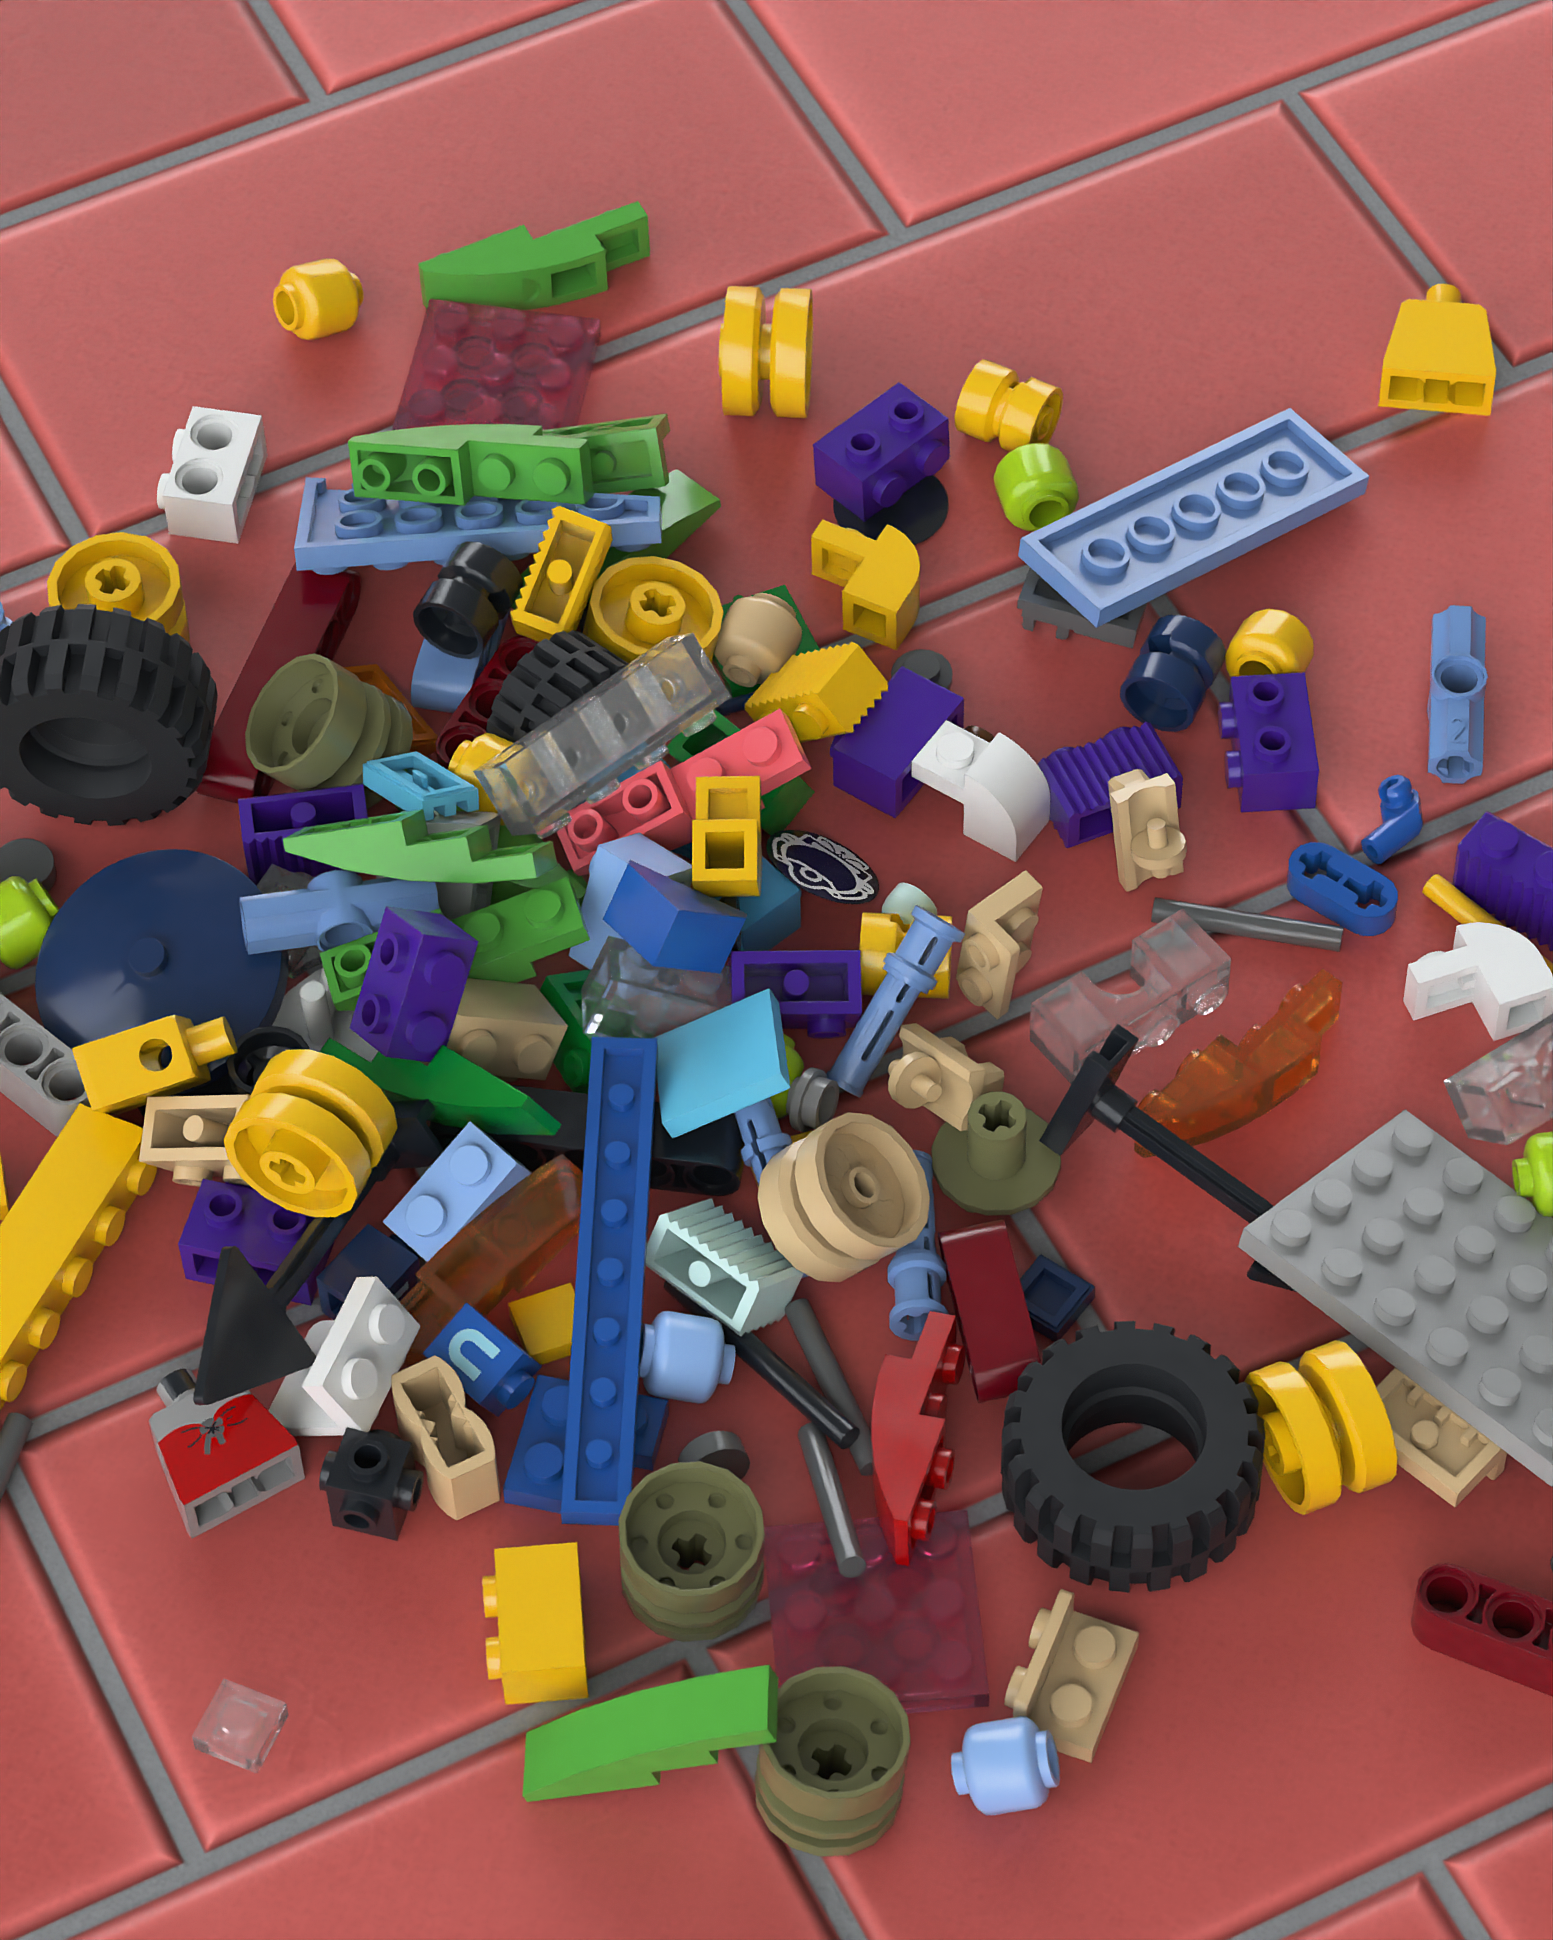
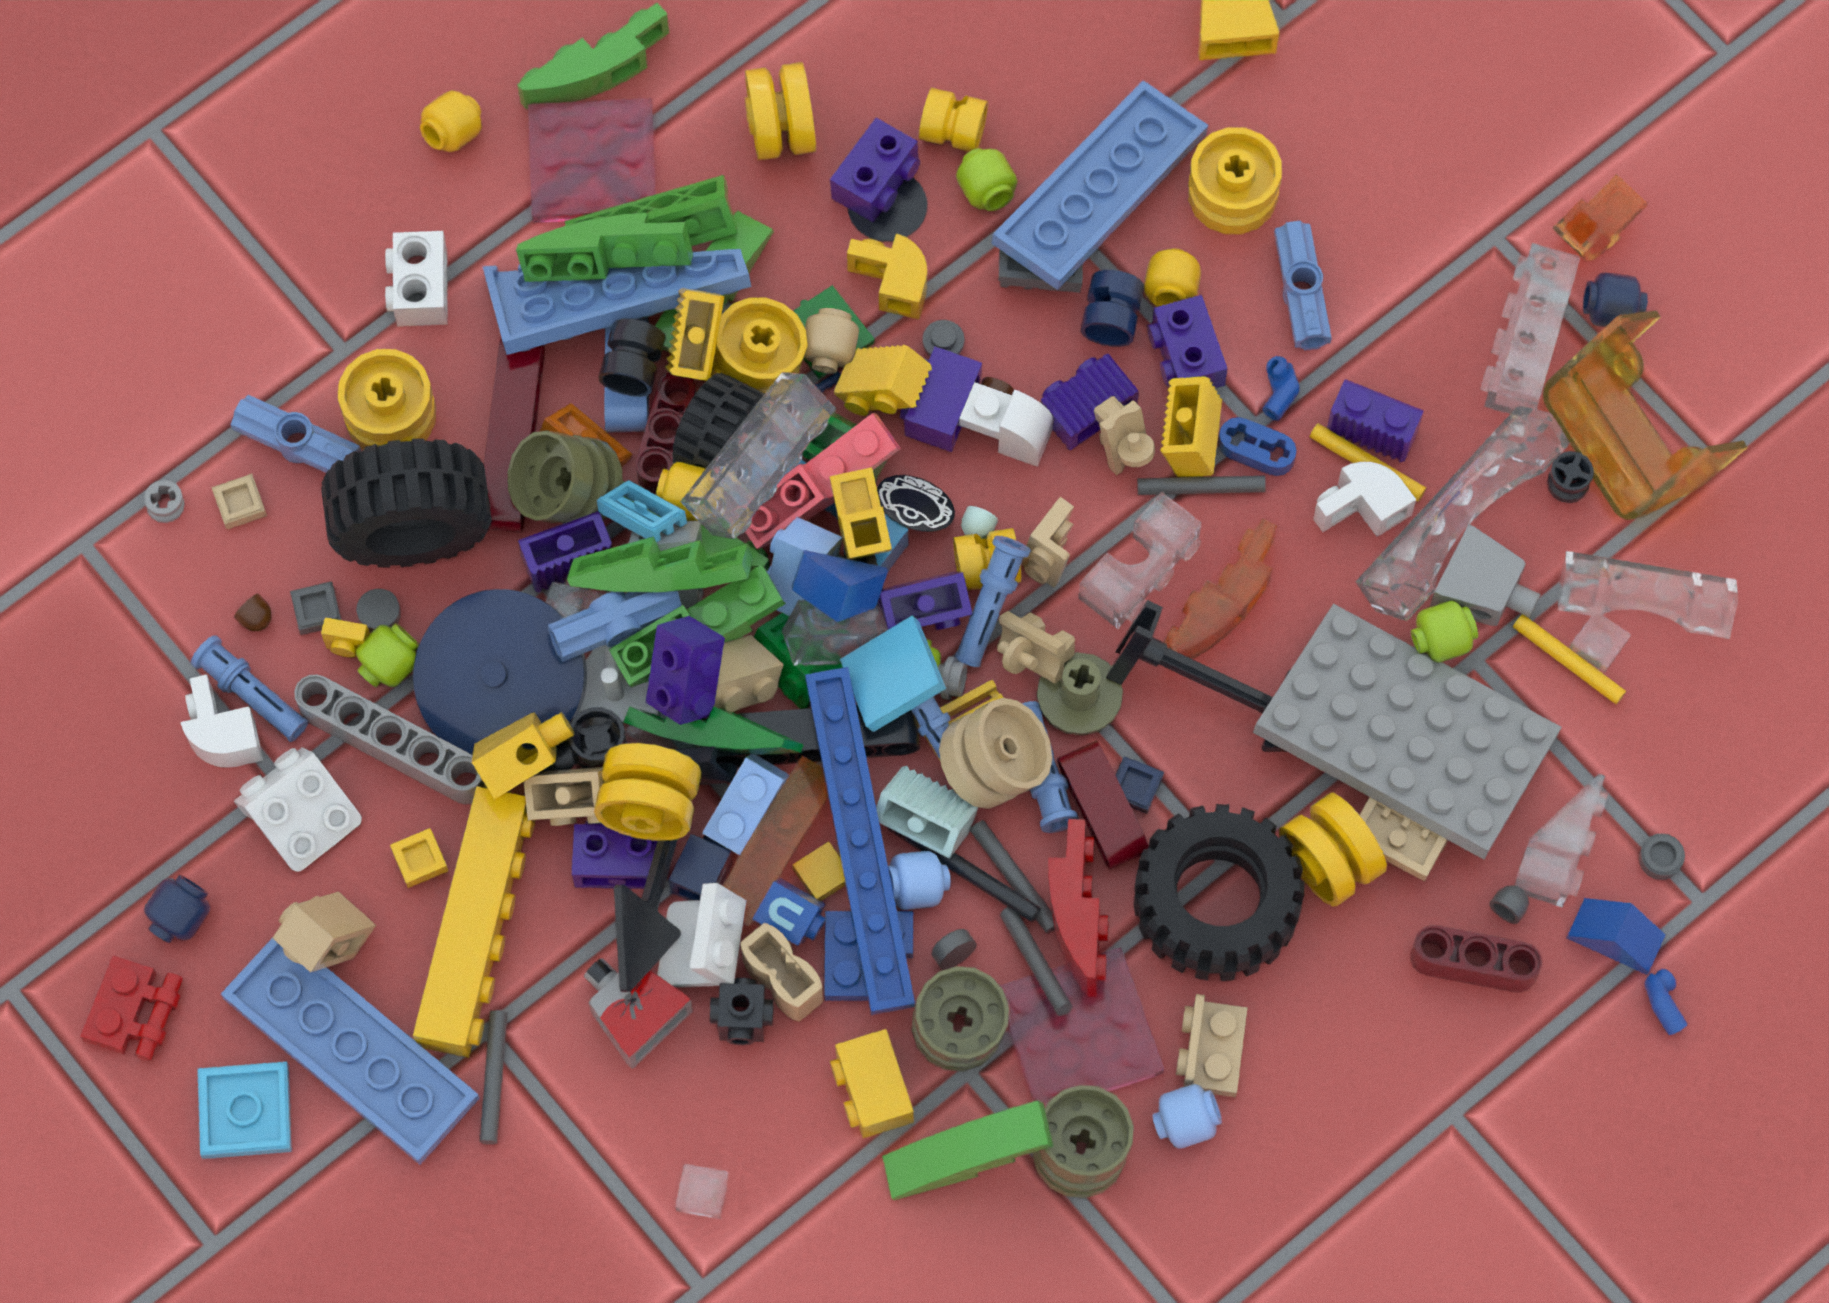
camera: 15 degrees left, 15 degrees up
(1248, 837) = (1191, 426): none -> yellow brick
(1389, 546) = (1234, 180): none -> yellow wheel

